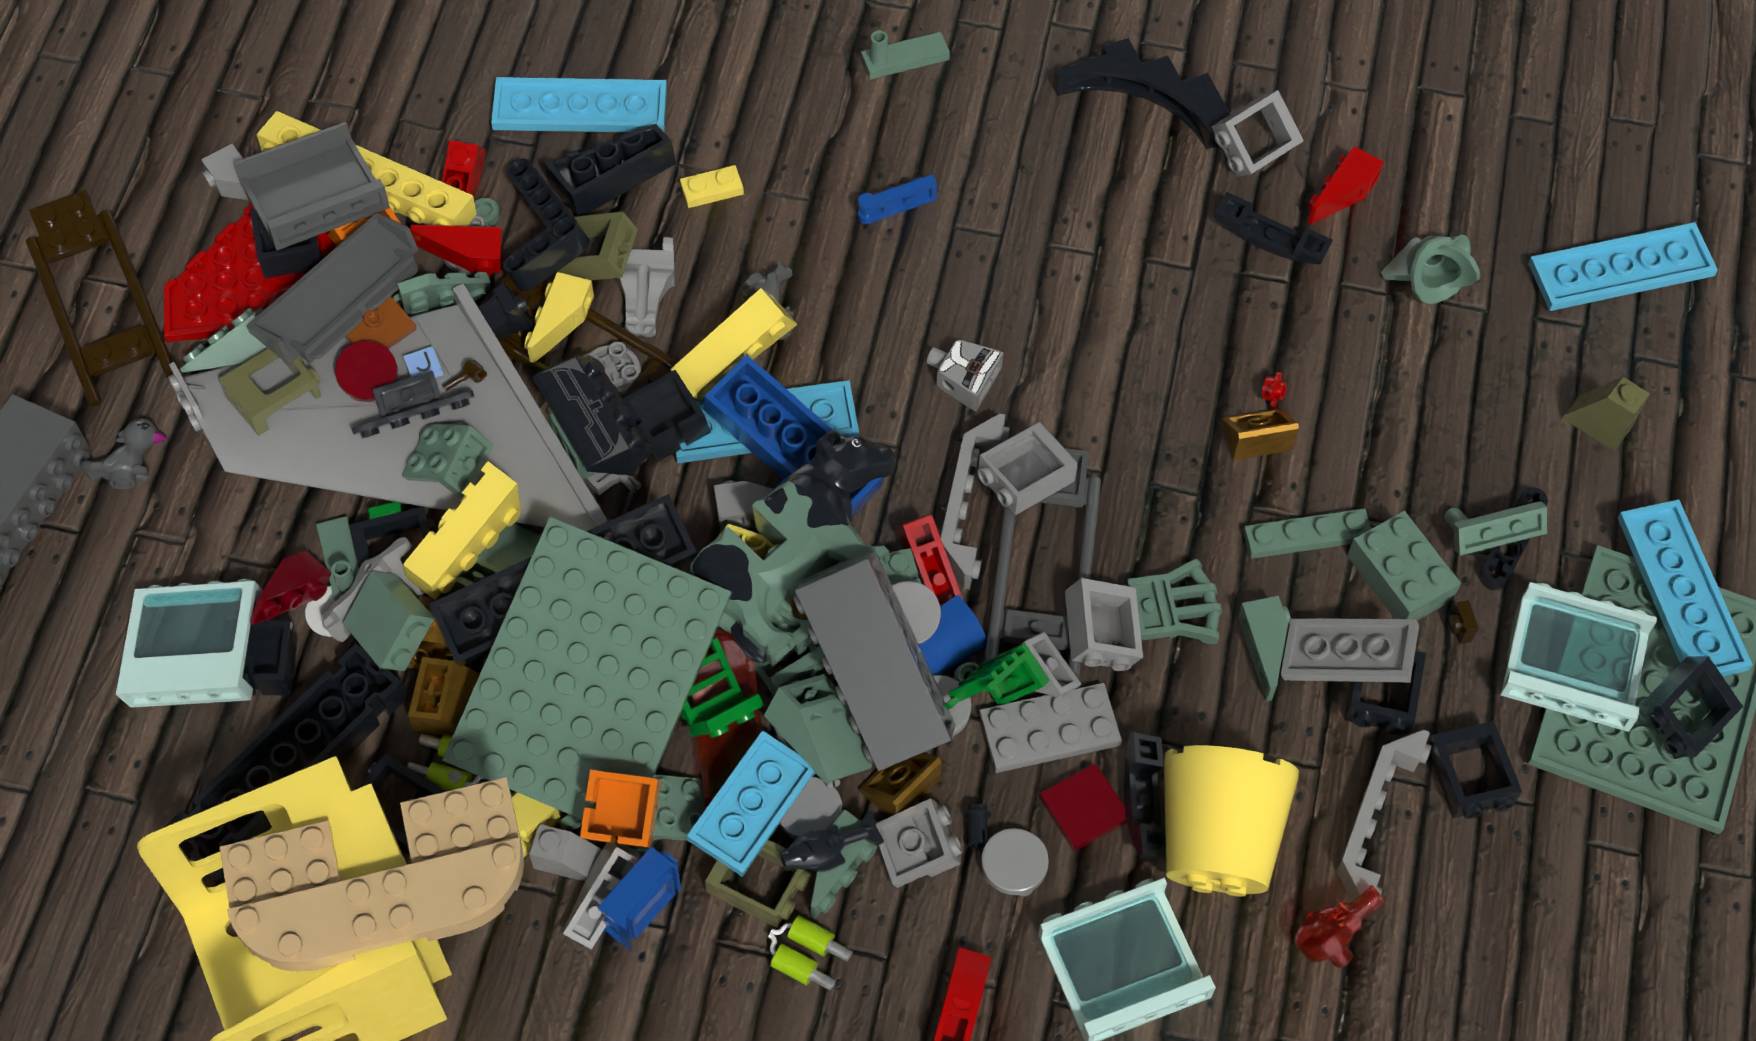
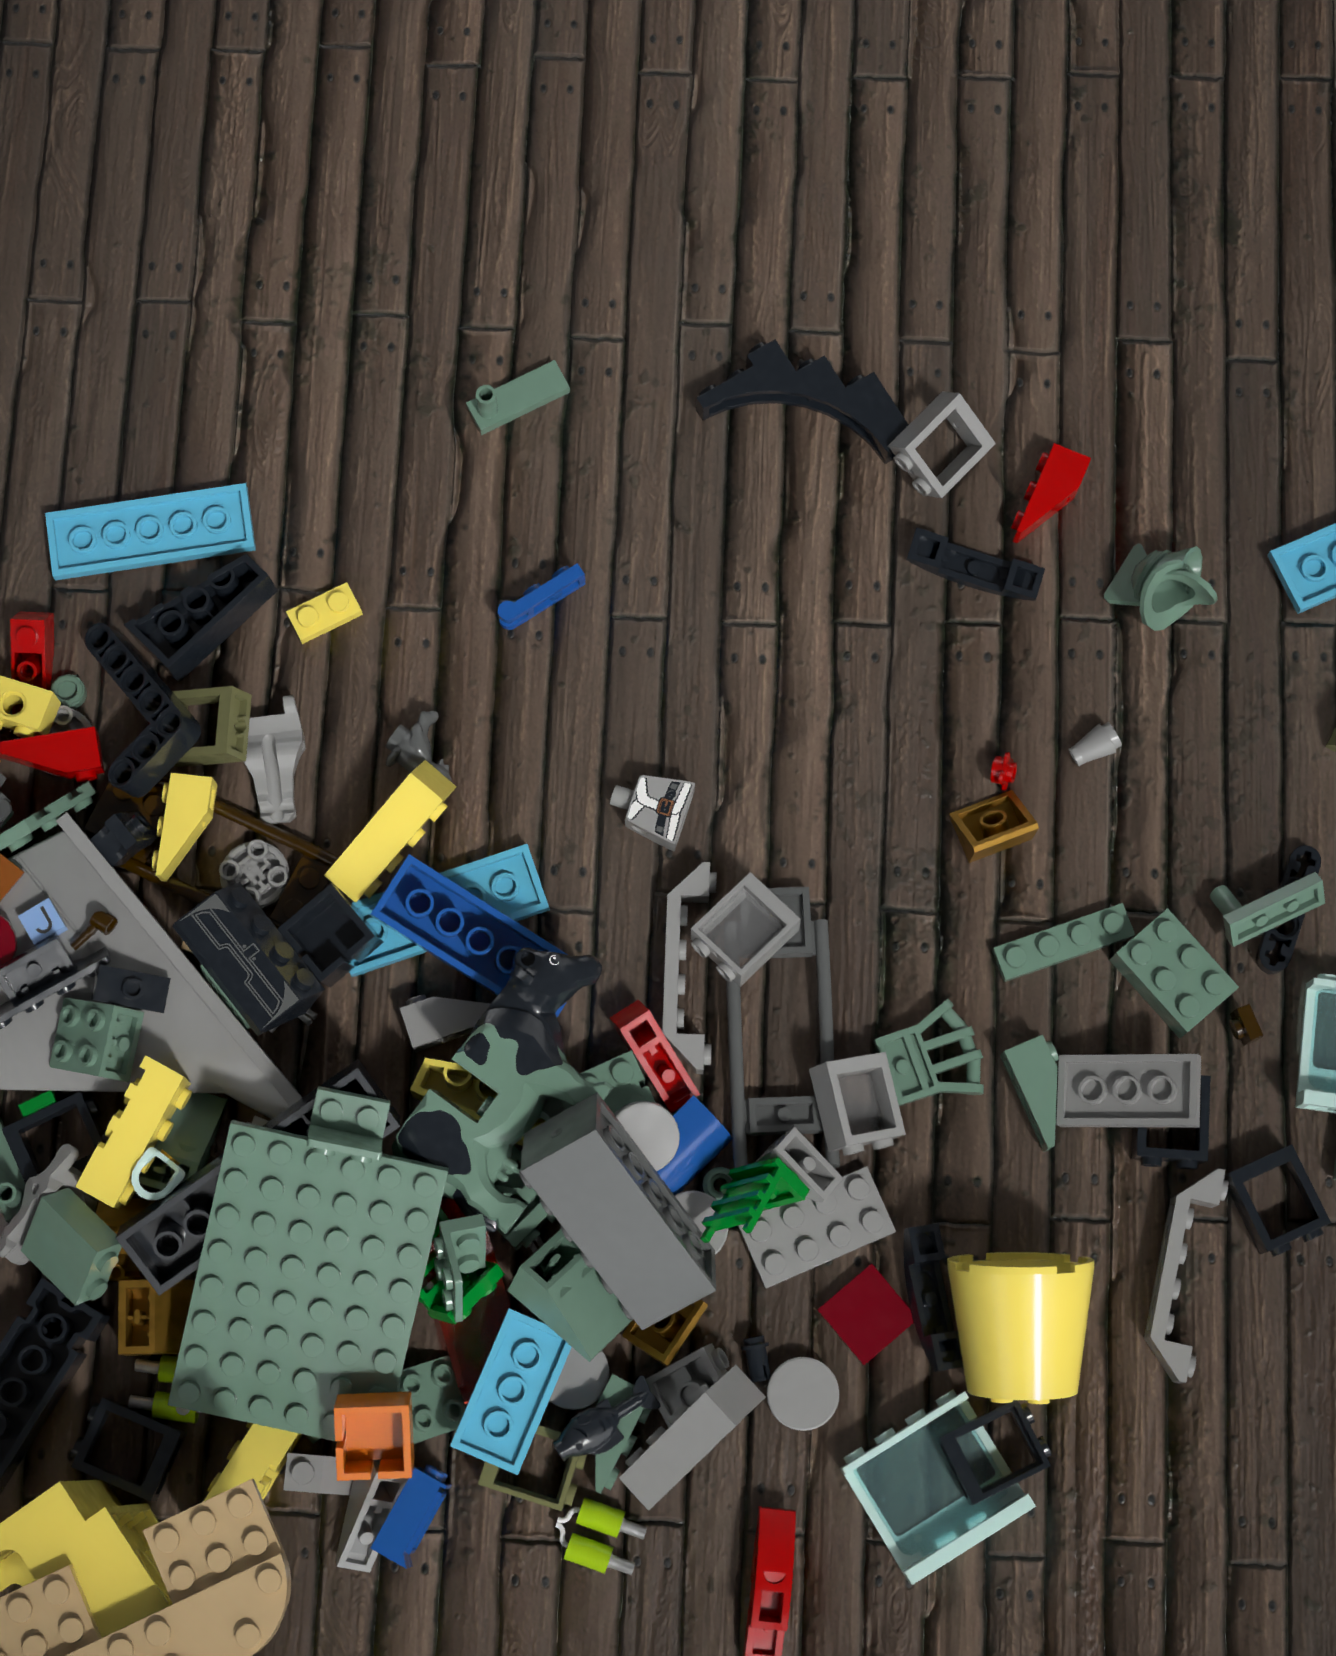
camera: 10 degrees left, 15 degrees up
(487, 420) = (130, 989): none -> black plate
(490, 566) = (148, 1155): none -> light aqua piece
(652, 532) = (347, 1124): none -> sand green bracket
(729, 672) = (458, 1250): none -> sand green bracket
(904, 869) = (690, 1436): none -> light grey wedge
(1154, 957) = (961, 1469): none -> black window
(1332, 928) = (1153, 1415): clear red pin -> none
(1359, 381) = (1095, 744): none -> light grey cone

